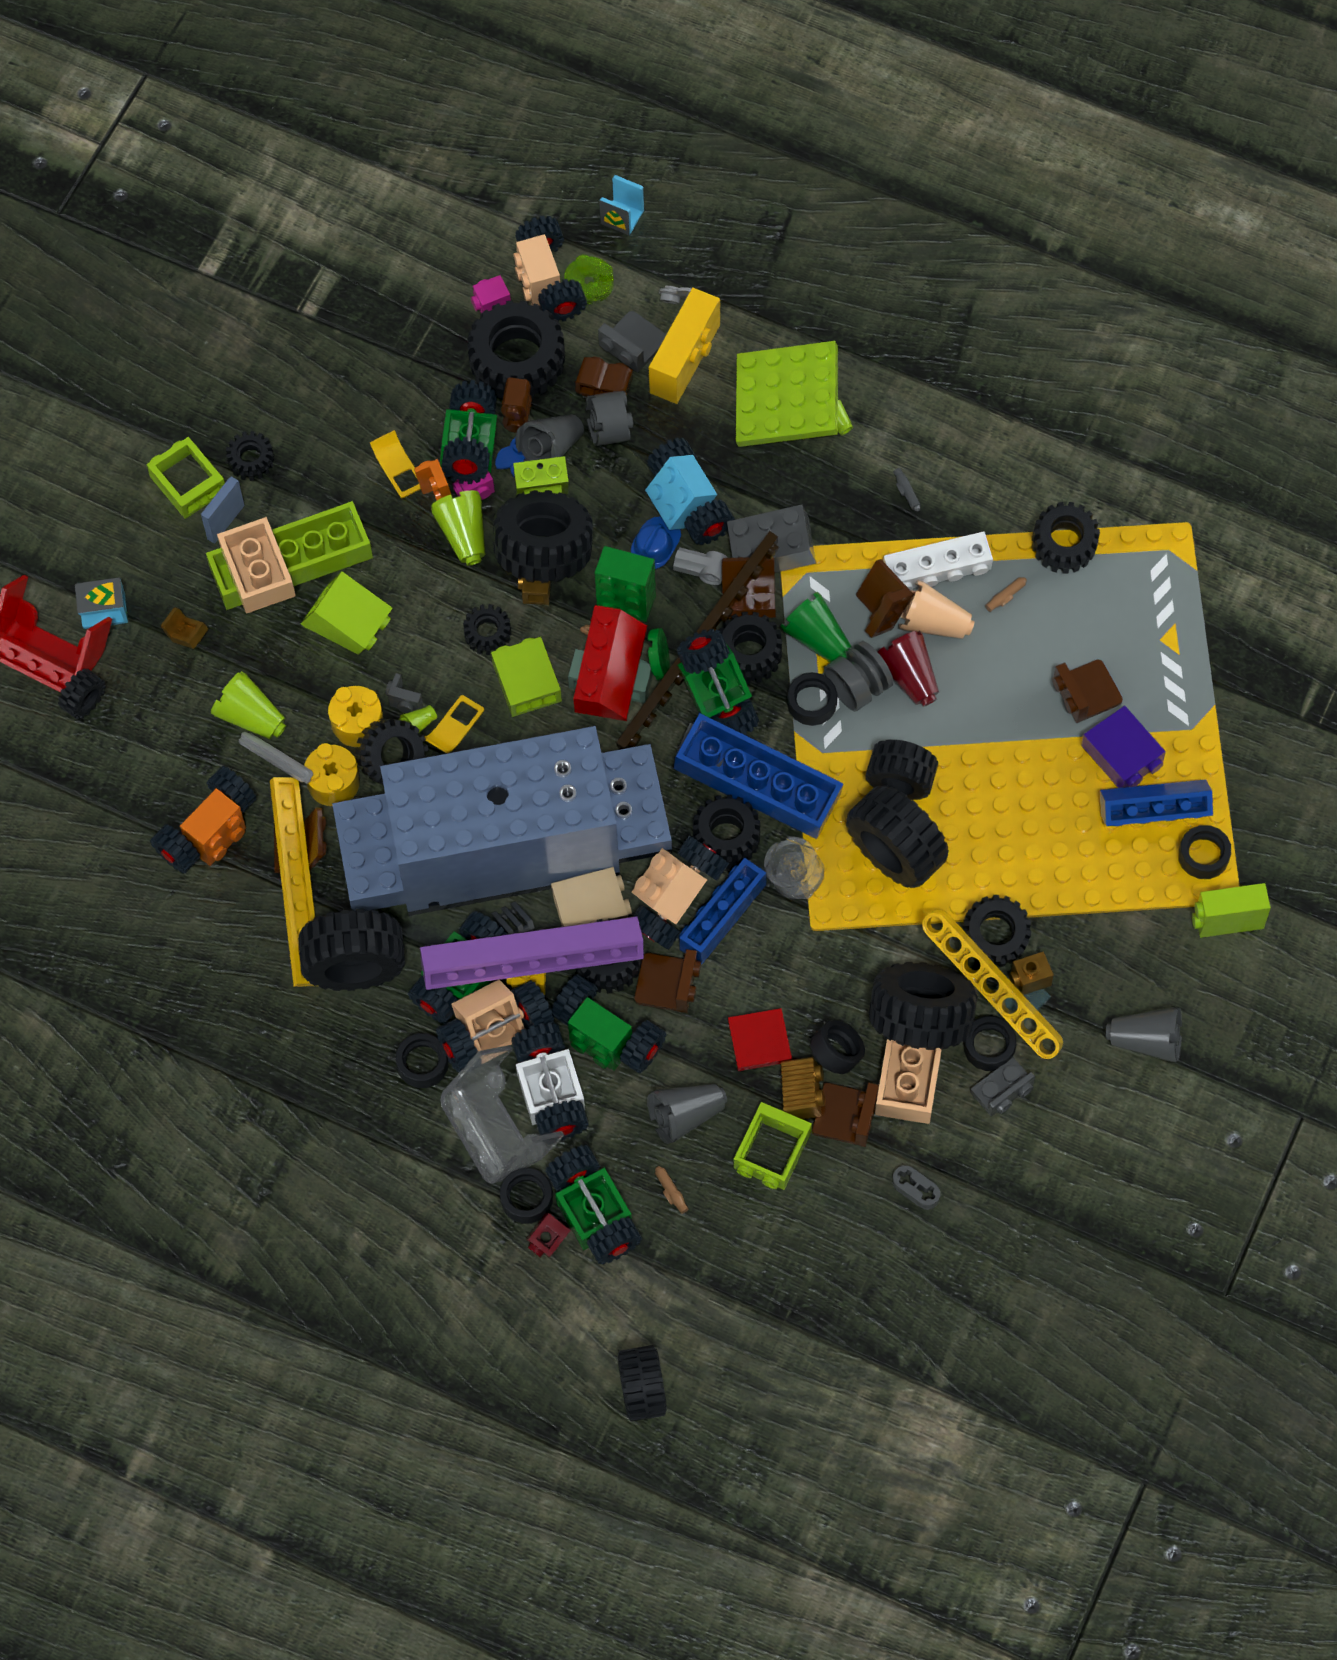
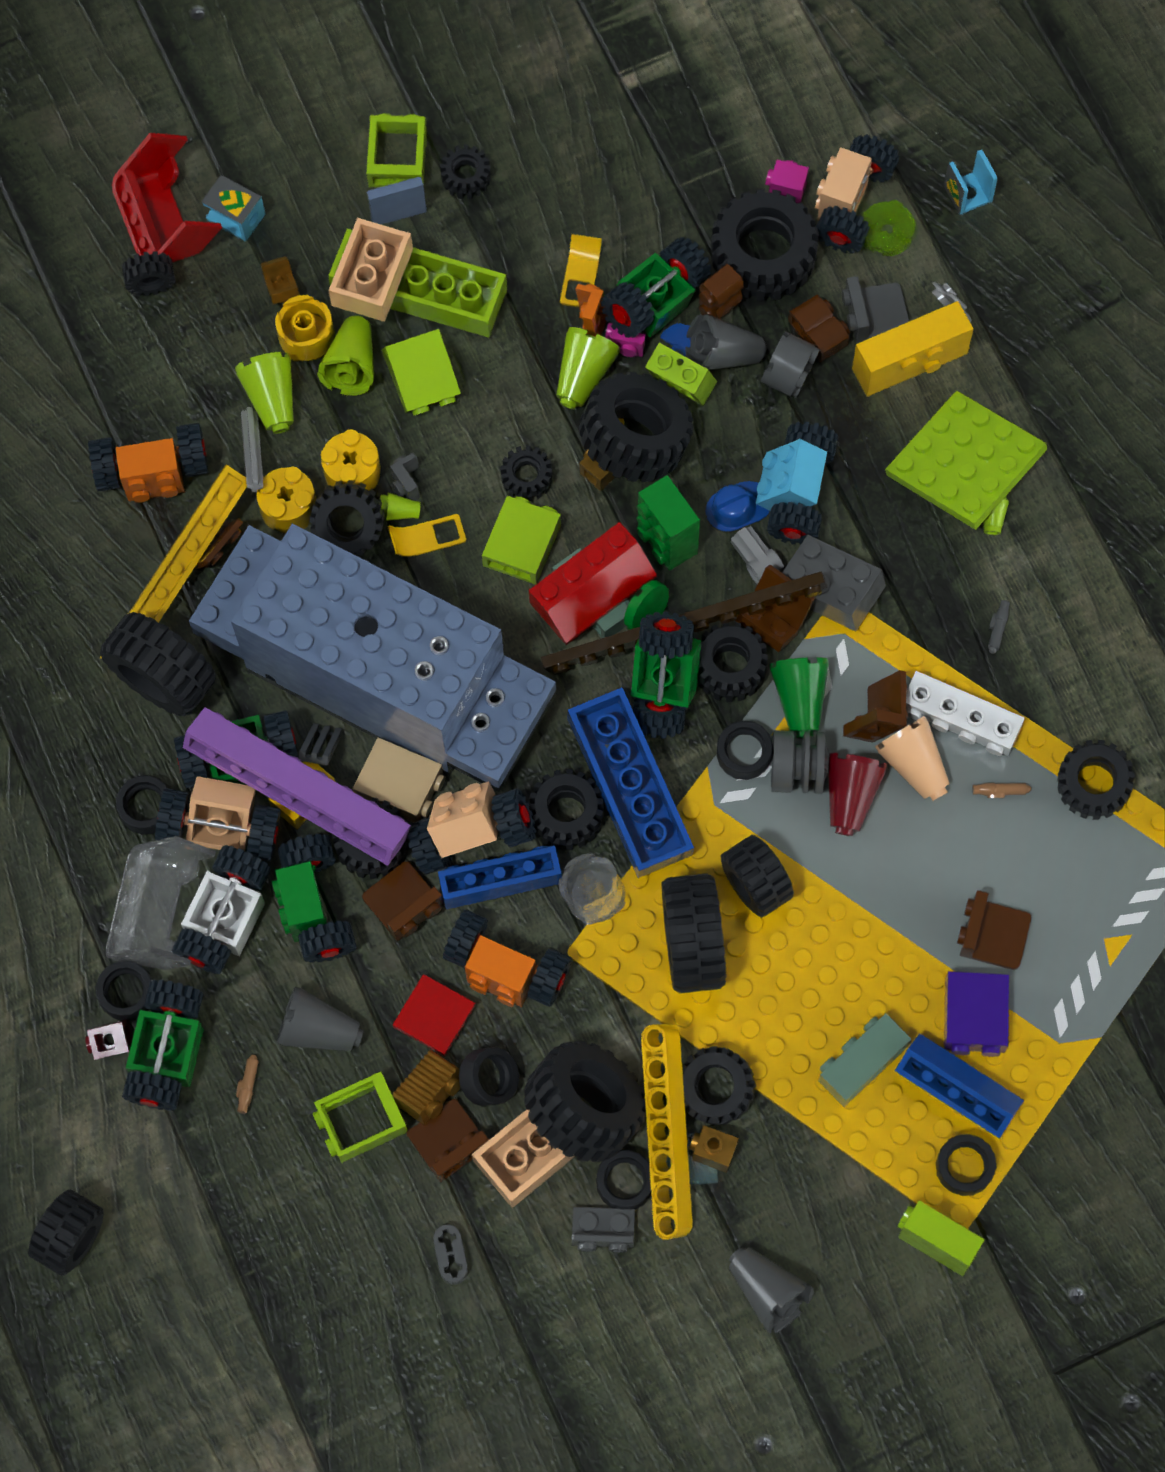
camera: 40 degrees right, 5 degrees up
(234, 646) = (304, 328): none -> yellow brick
(288, 644) = (349, 358): none -> lime cone
(780, 969) = (502, 970): none -> brick
(1077, 836) = (863, 1059): none -> sand green brick

